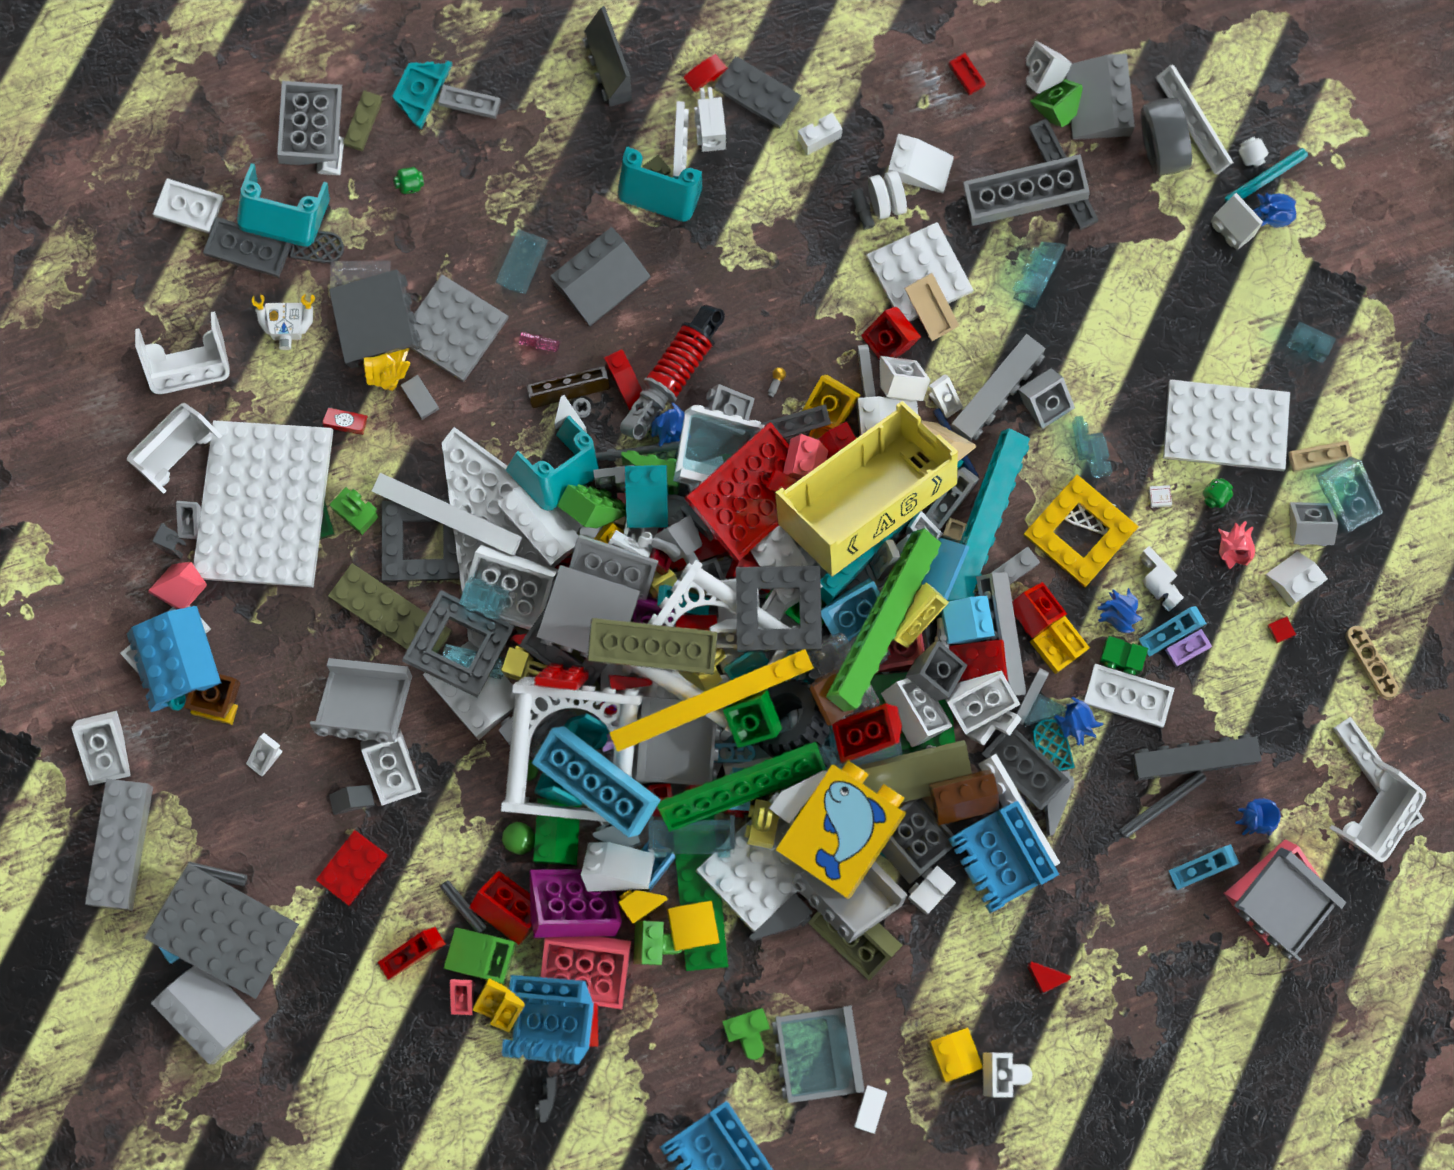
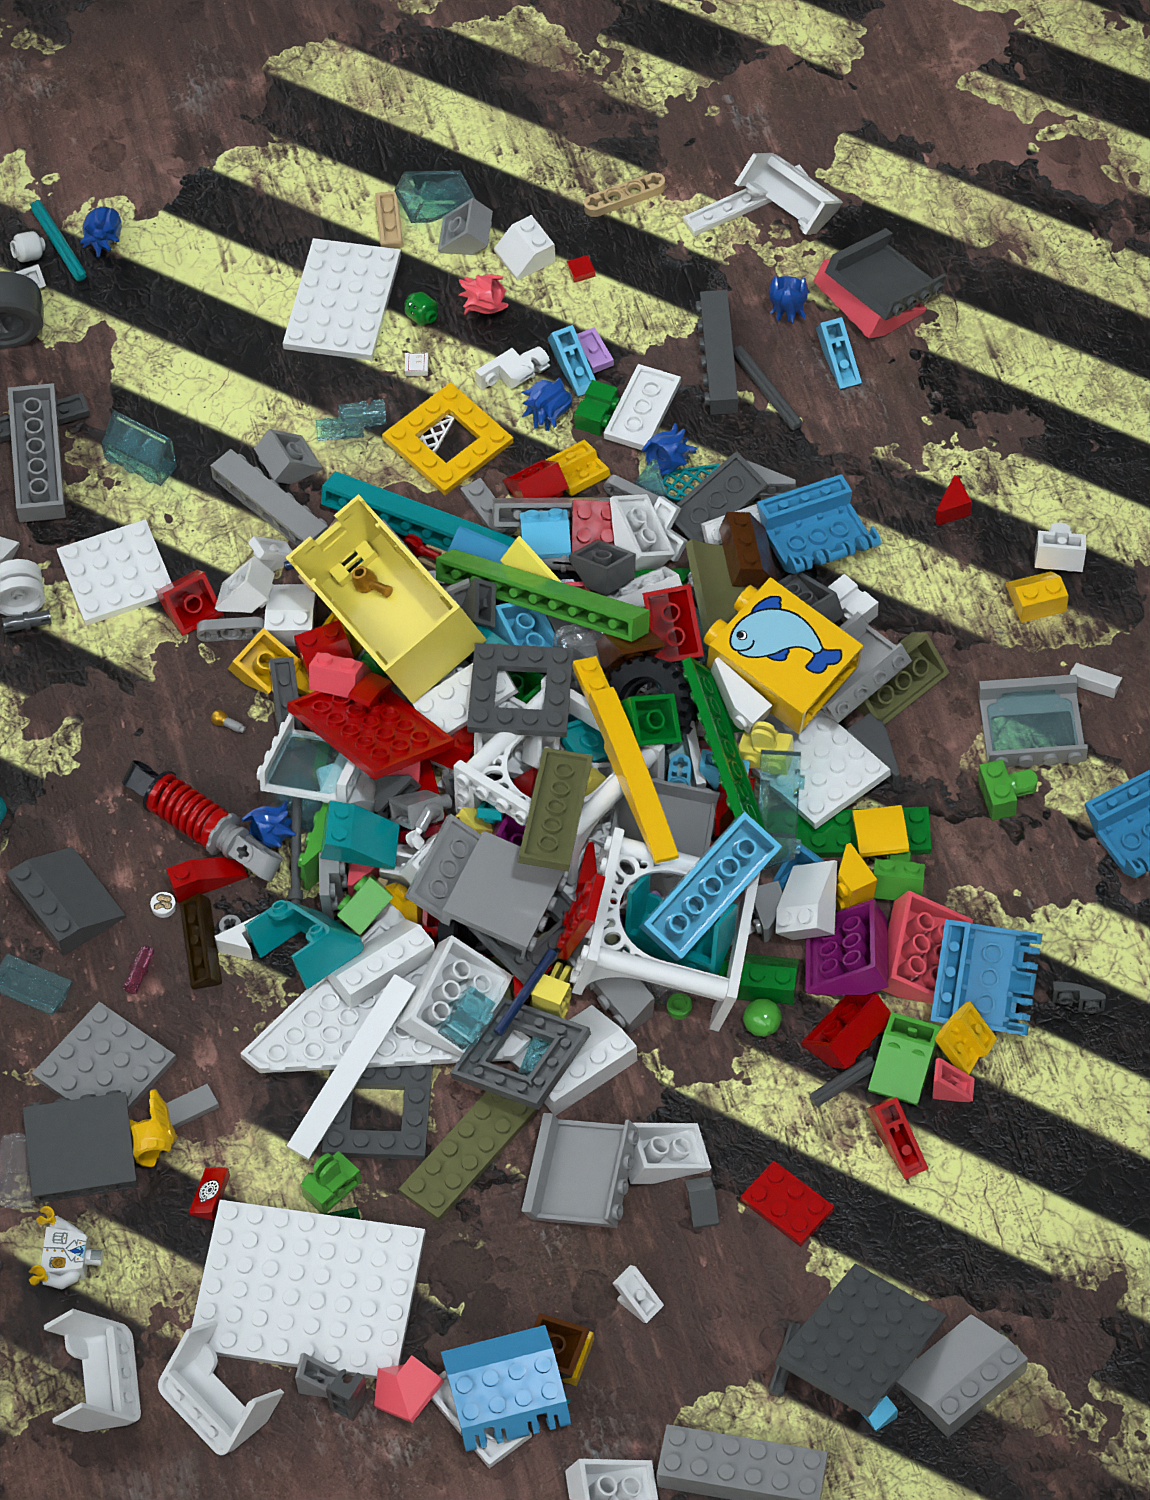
camera: 80 degrees left, 20 degrees down
(510, 641) = (525, 992): none -> dark blue bar
(599, 352) = (163, 904): none -> tile
(729, 402) = (243, 771): light grey plate -> none
(871, 569) = (481, 603): none -> dark grey slope
(897, 475) = (366, 580): none -> pearl gold bar
(931, 307) = (162, 555): tan piece -> none
(960, 513) = (417, 547): none -> red plate
(1236, 222) = (108, 263): white slope -> none
(1312, 340) = (260, 209): clear light blue brick -> none

